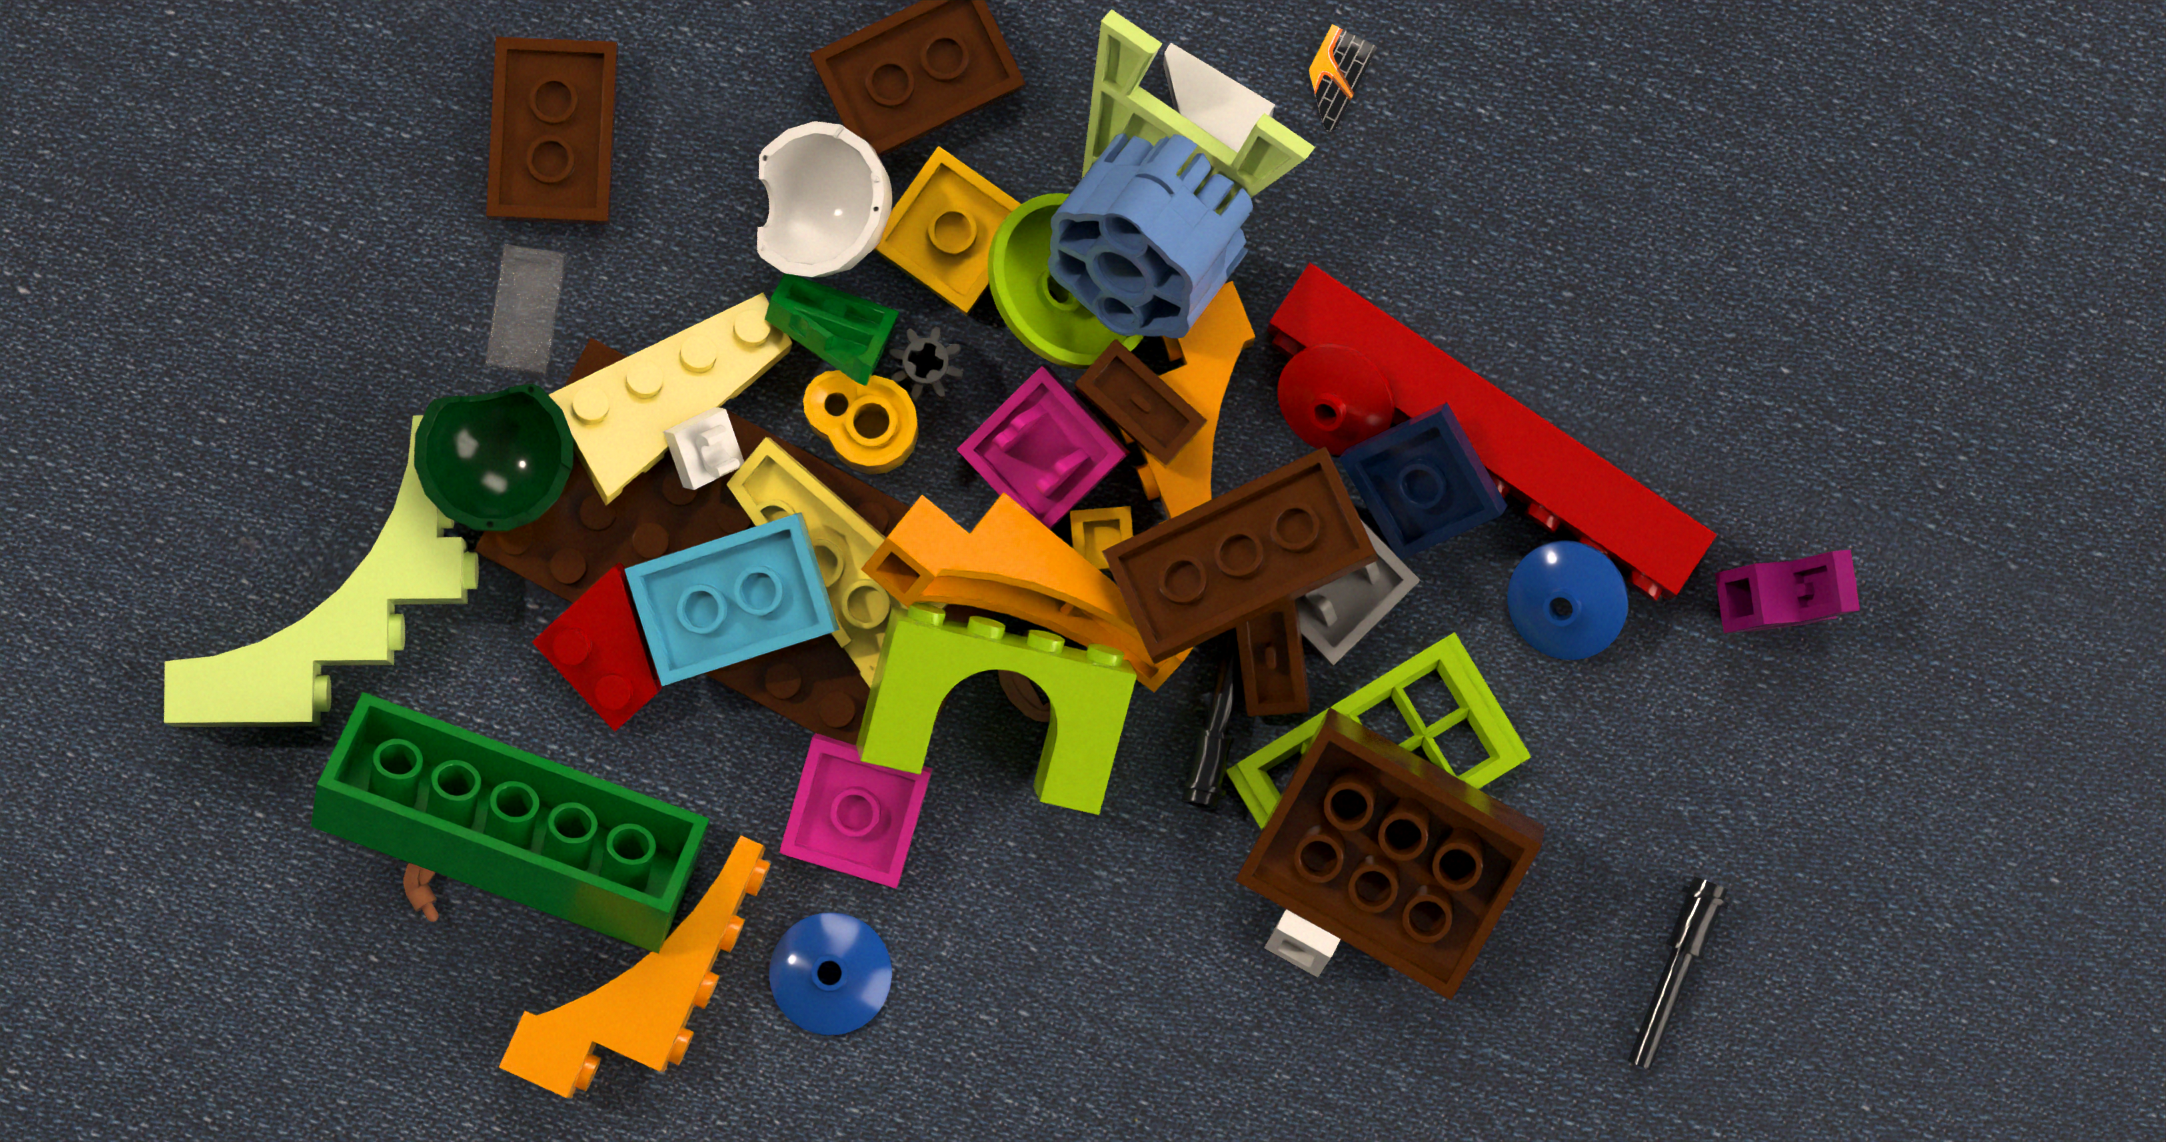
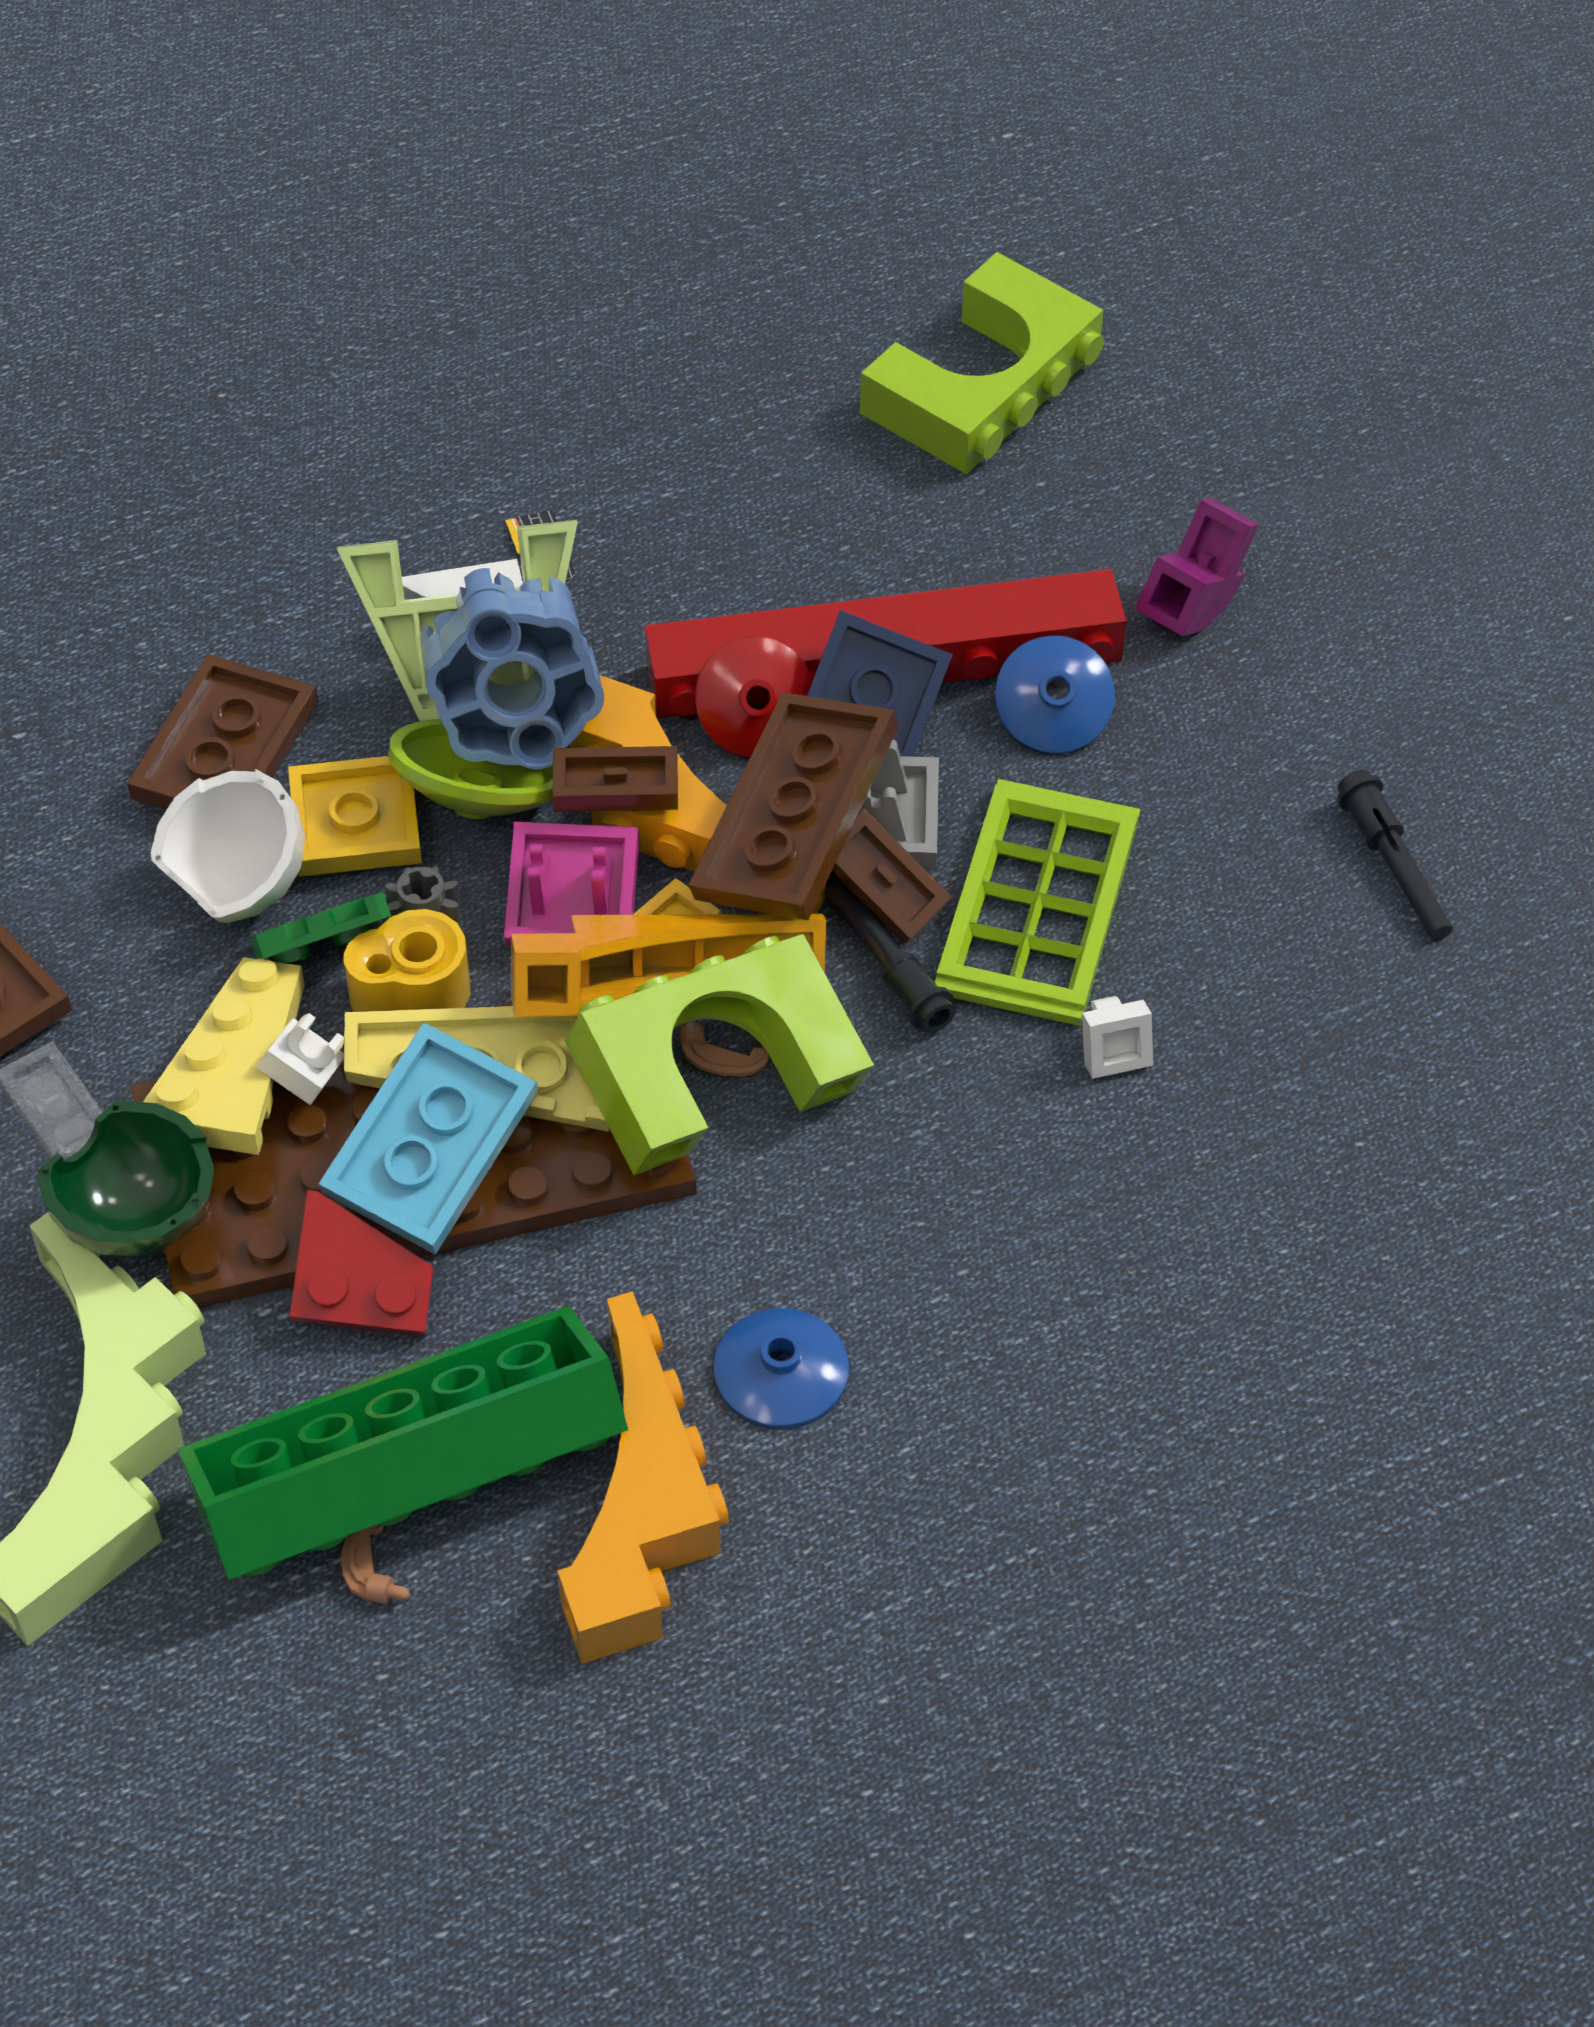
camera: 40 degrees left, 30 degrees down
(854, 813) = (680, 1223): dark pink plate -> none
(1391, 854) = (1115, 913): reddish brown slope -> none
(1779, 263) = (970, 416): none -> lime arch

